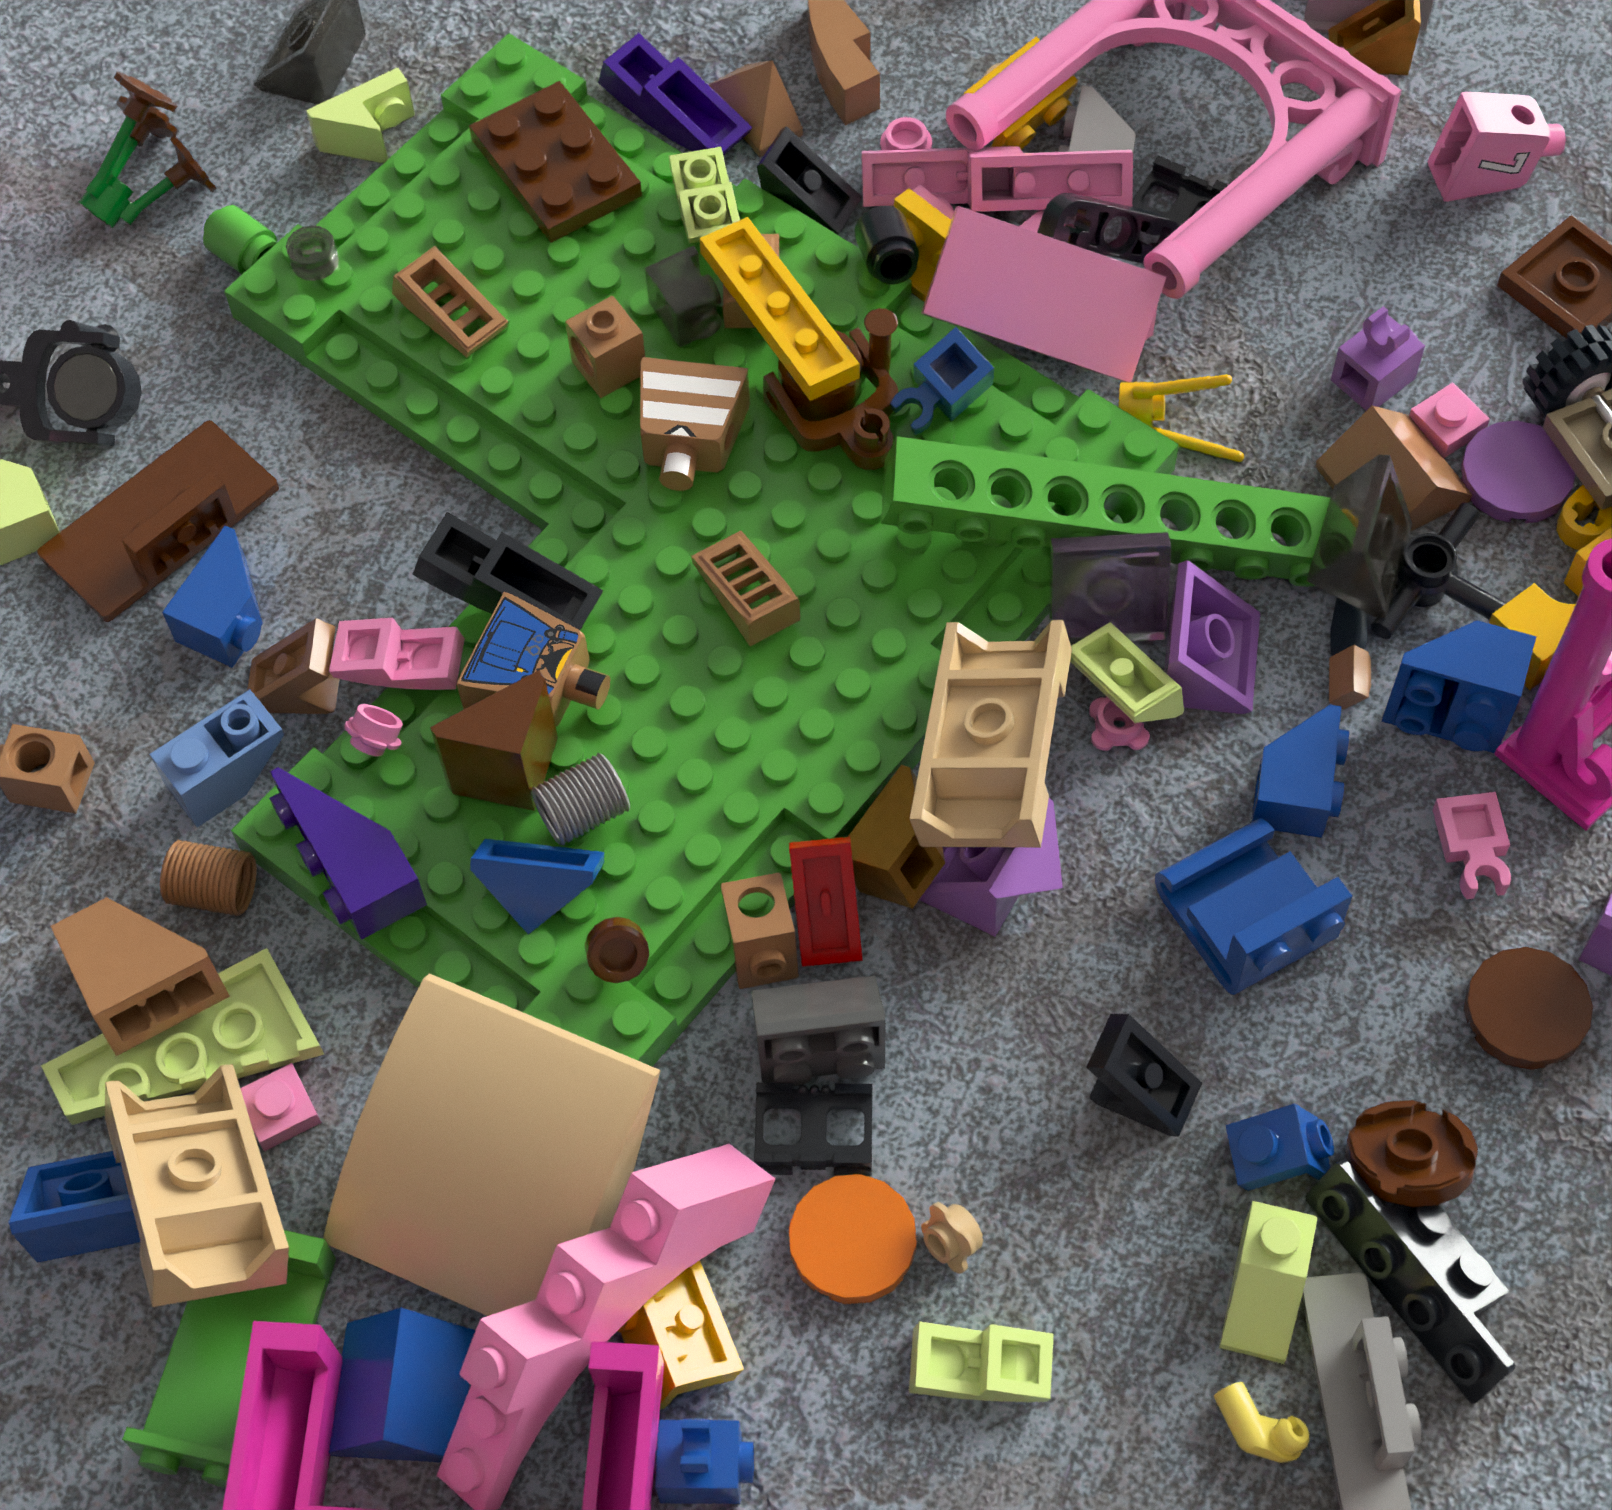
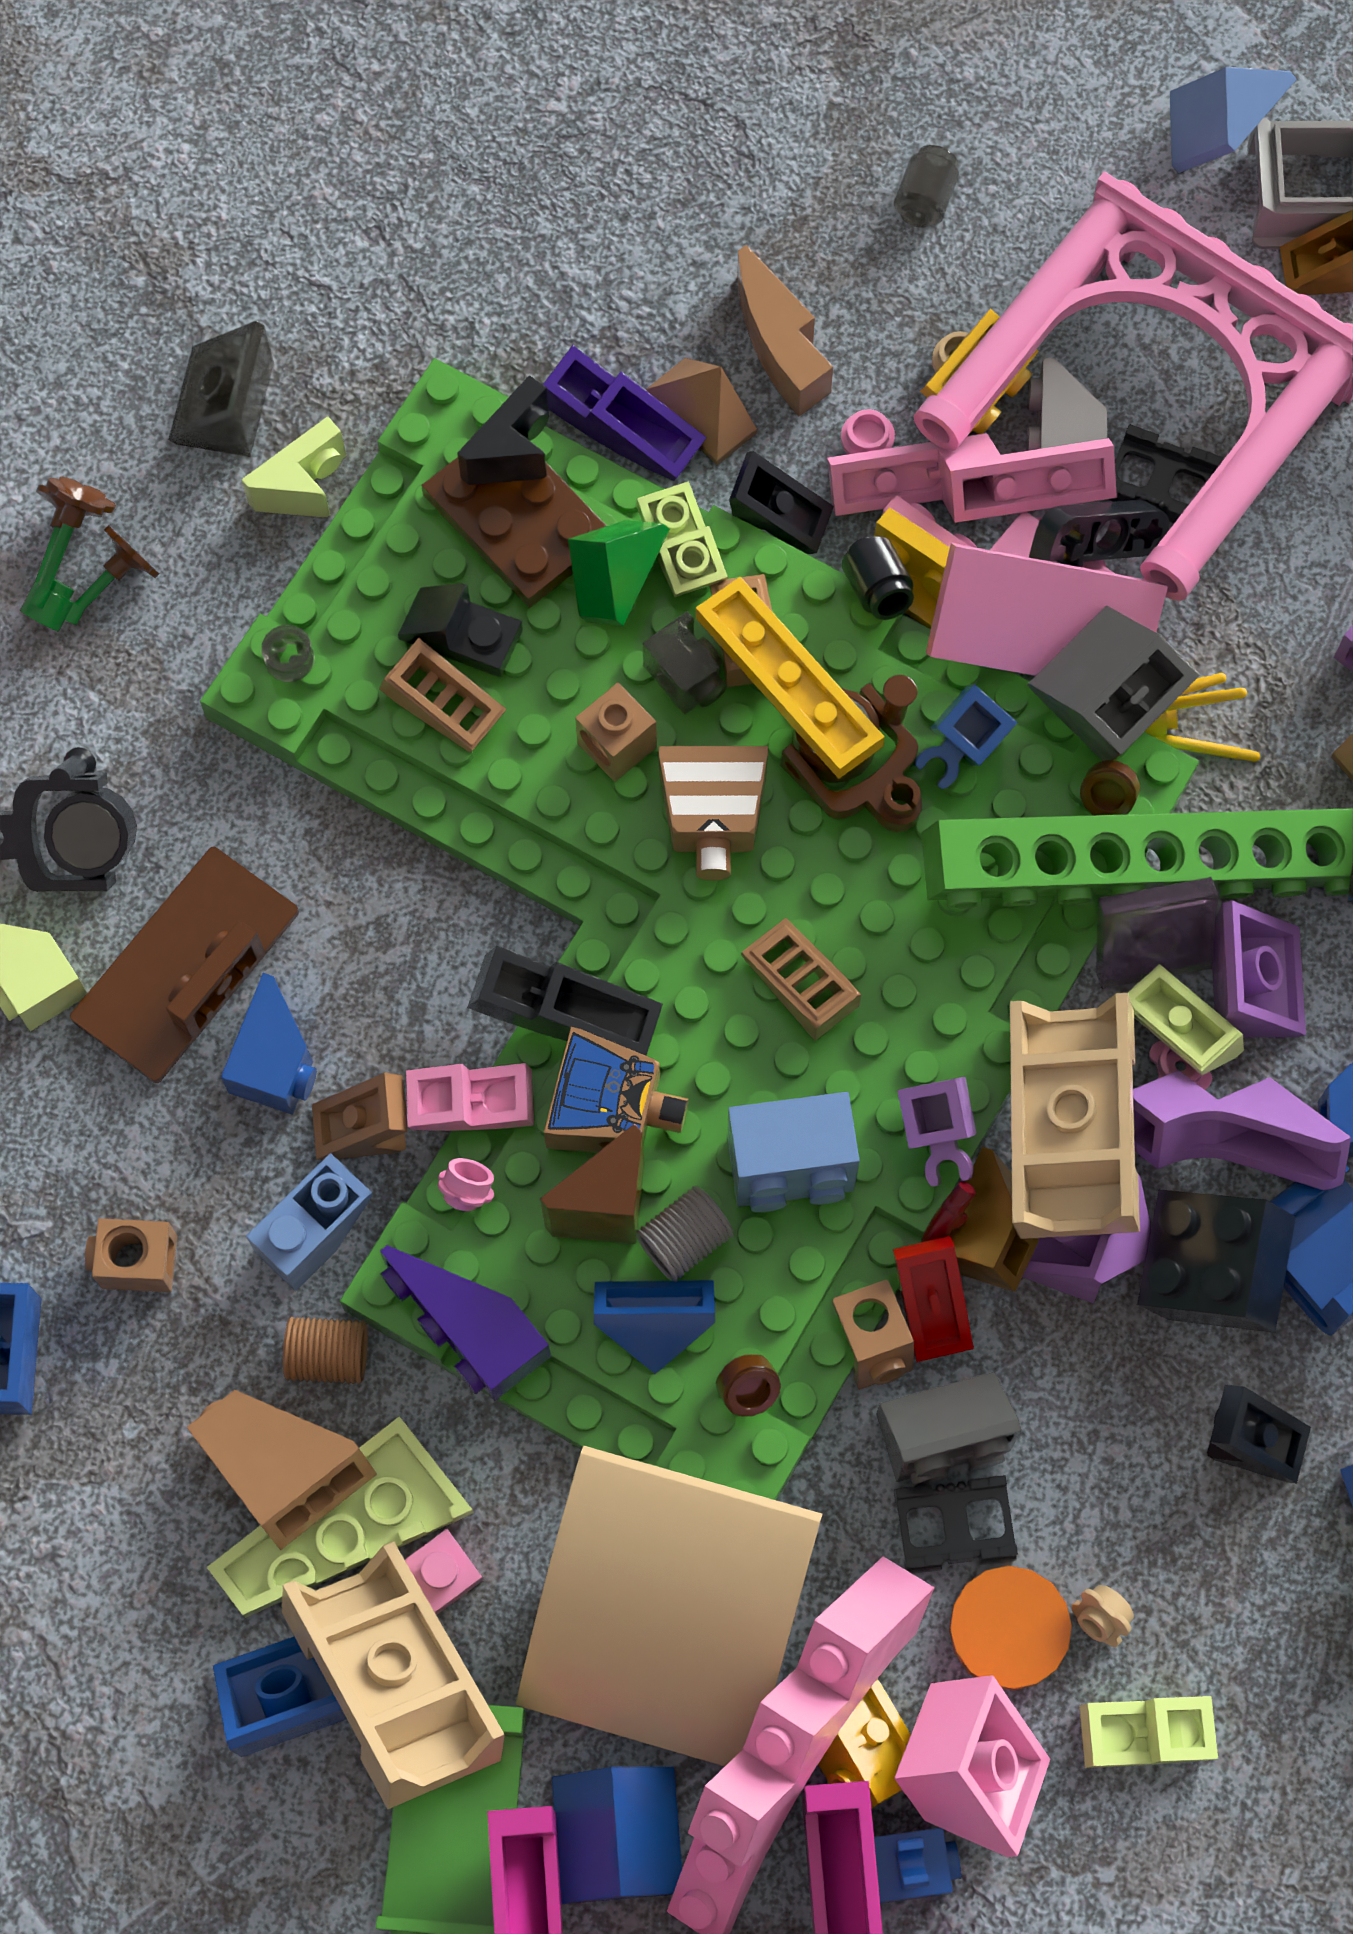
camera: 10 degrees left, 10 degrees up
(237, 237) = (199, 635): bright green brick -> none
(483, 250) = (461, 629): none -> black slope
(551, 86) = (503, 444): none -> black slope
(630, 207) = (612, 568): none -> green slope
(699, 728) = (793, 1151): none -> medium blue brick
(784, 1361) = (973, 1764): none -> bright pink slope
(854, 720) = (938, 1117): none -> medium lavender brick
(854, 815) = (950, 1213): none -> dark red helmet
(1082, 443) = (1109, 788): none -> reddish brown tile
(1100, 354) = (1112, 682): none -> dark grey slope
(1122, 896) = (1216, 1260): none -> black brick
(1176, 777) = (1251, 1127): none -> medium lavender arch

